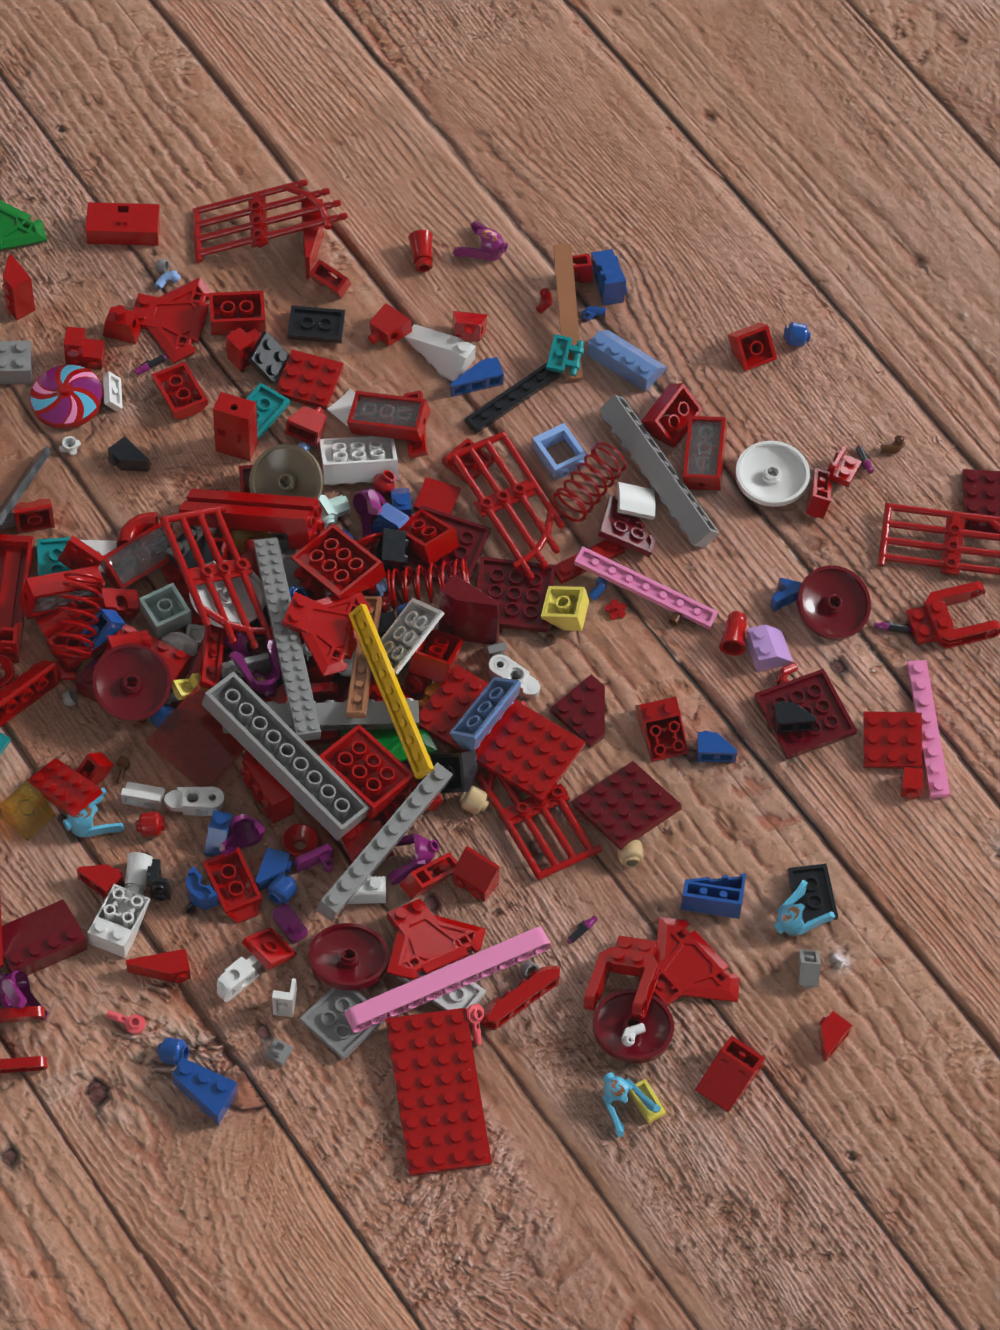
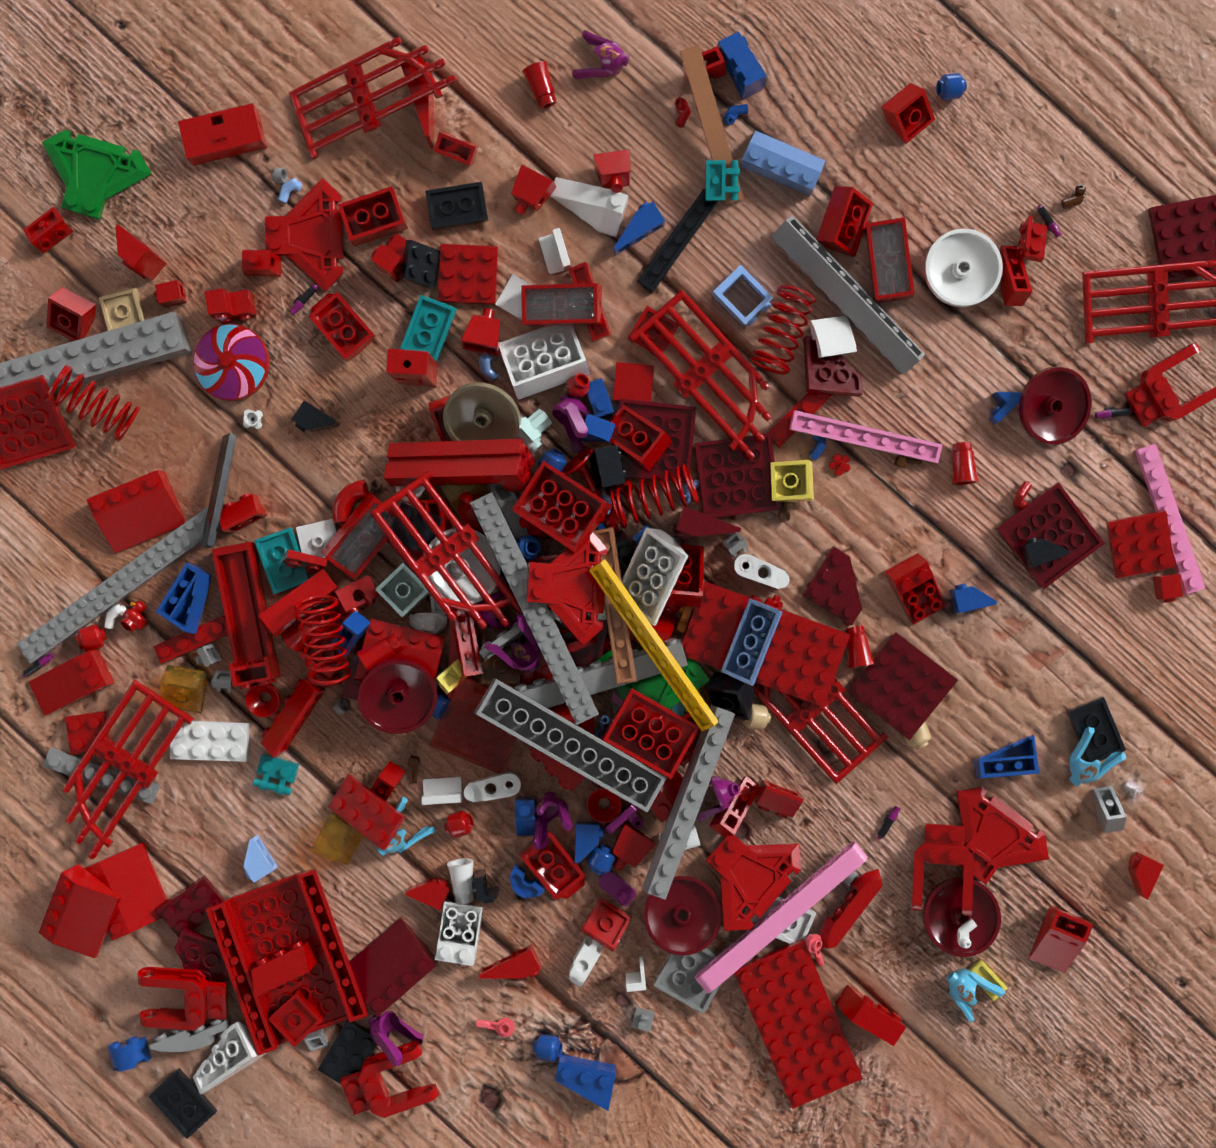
camera: 15 degrees left, 30 degrees up
(30, 329) = (170, 293): none -> red brick
(112, 391) = (275, 344): white plate -> none
(313, 885) = (631, 847): none -> red torso
(395, 379) = (555, 252): none -> white panel
(518, 1099) = (870, 1016): none -> red wedge
(591, 764) = (858, 648): none -> red plant
(767, 647) = (999, 472): lavender slope -> none

